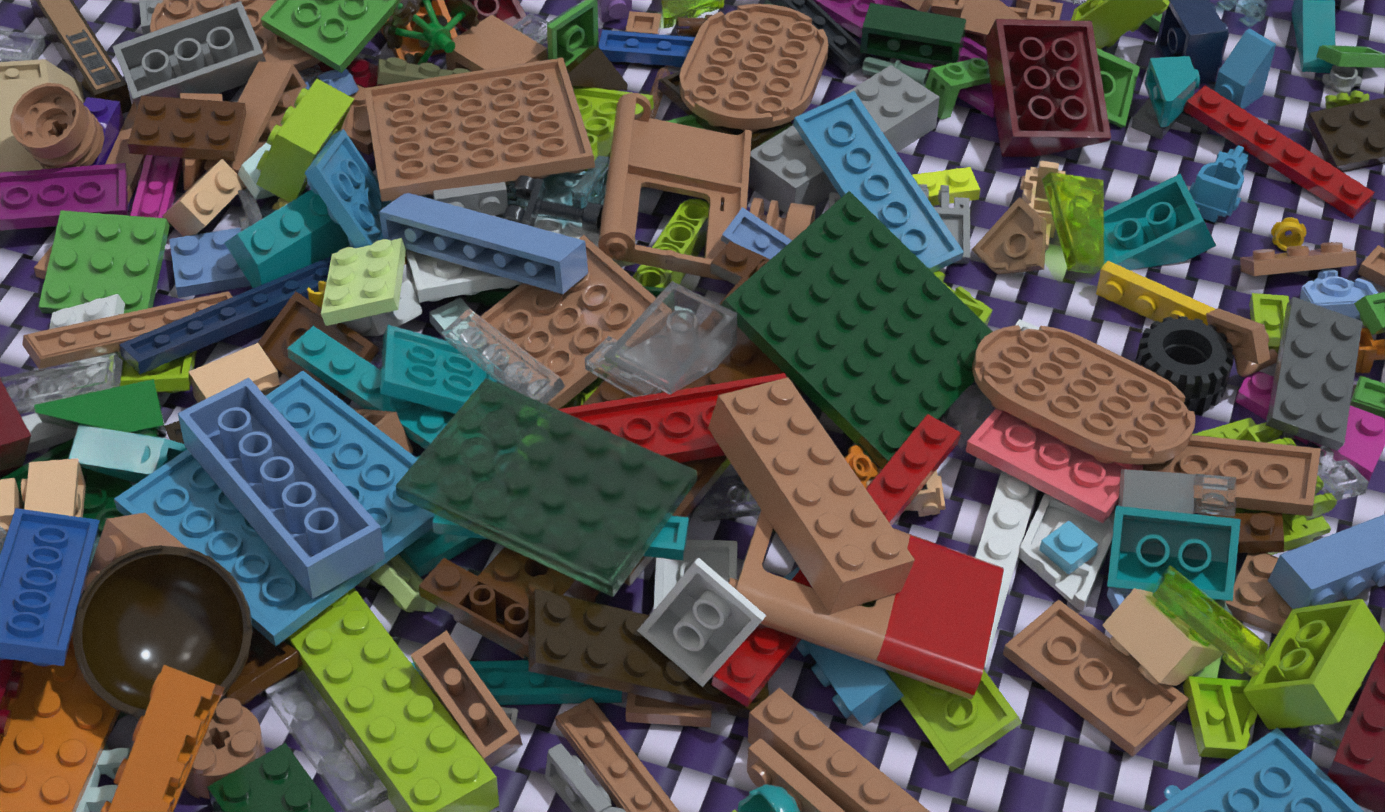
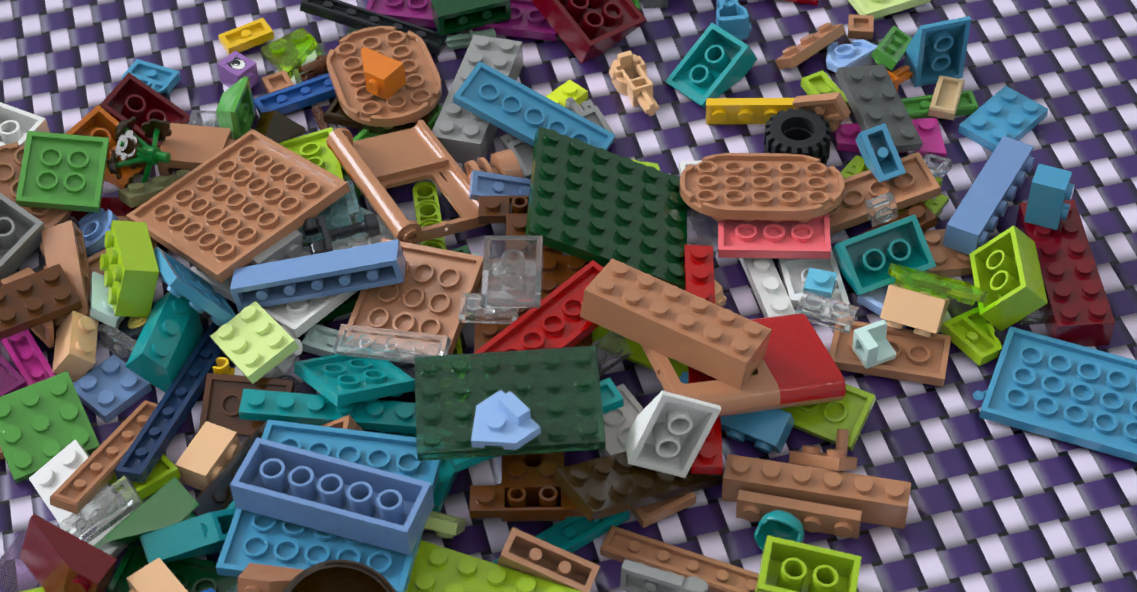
camera: 30 degrees left, 0 degrees up
(505, 501) = (503, 422): none -> light blue plate
(741, 59) = (382, 74): none -> orange slope
(900, 764) = (834, 459): none -> nougat plate
(950, 78) = (519, 24): bright green bracket -> none
(1014, 241) = (639, 113): medium nougat plate -> none
(1048, 585) = (827, 311): none -> clear plate
(1072, 654) = (871, 344): none -> light aqua panel
(1078, 218) = (666, 81): clear neon green wing -> none
(1157, 490) = (848, 223): light grey slope -> none
(1262, 424) = (880, 153): none -> dark azure slope
(1283, 241) = (796, 32): yellow plate -> none

